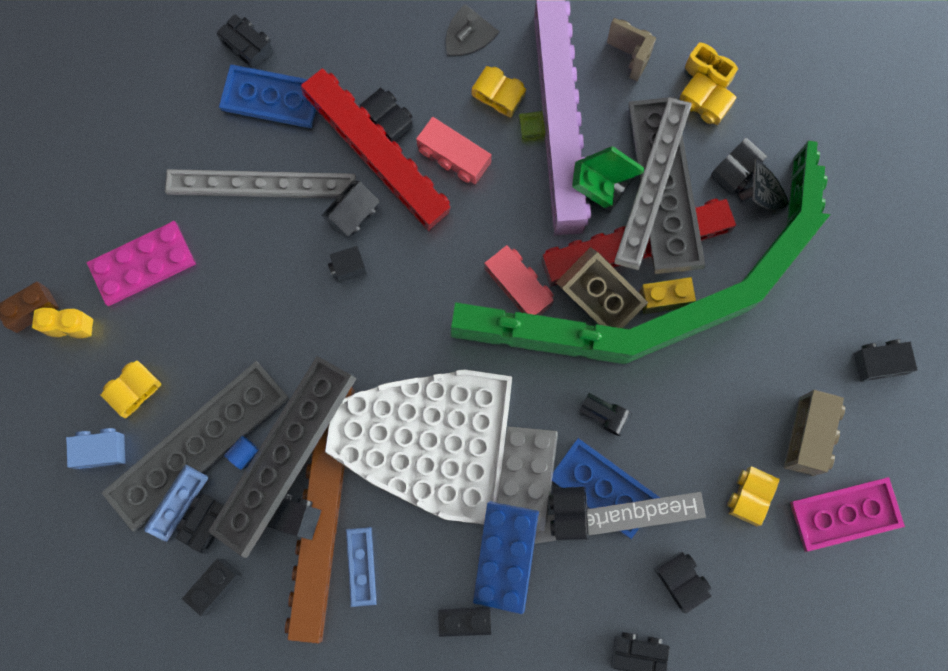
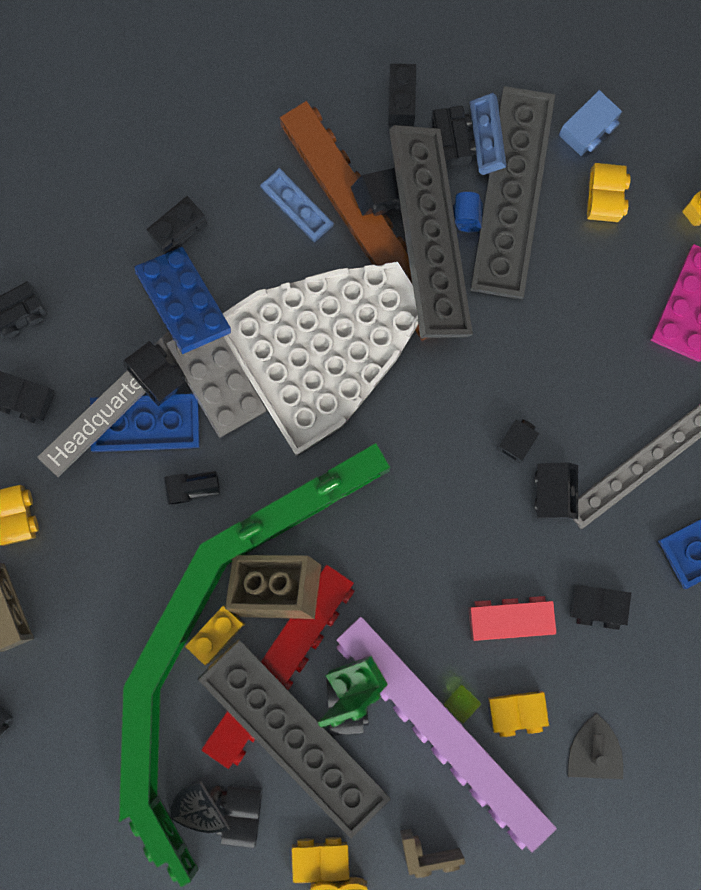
camera: 140 degrees right, 5 degrees up
(376, 149) = (583, 562): red brick -> none
(519, 282) = (354, 543): coral brick -> none
(653, 184) = (304, 728): light grey tile -> none

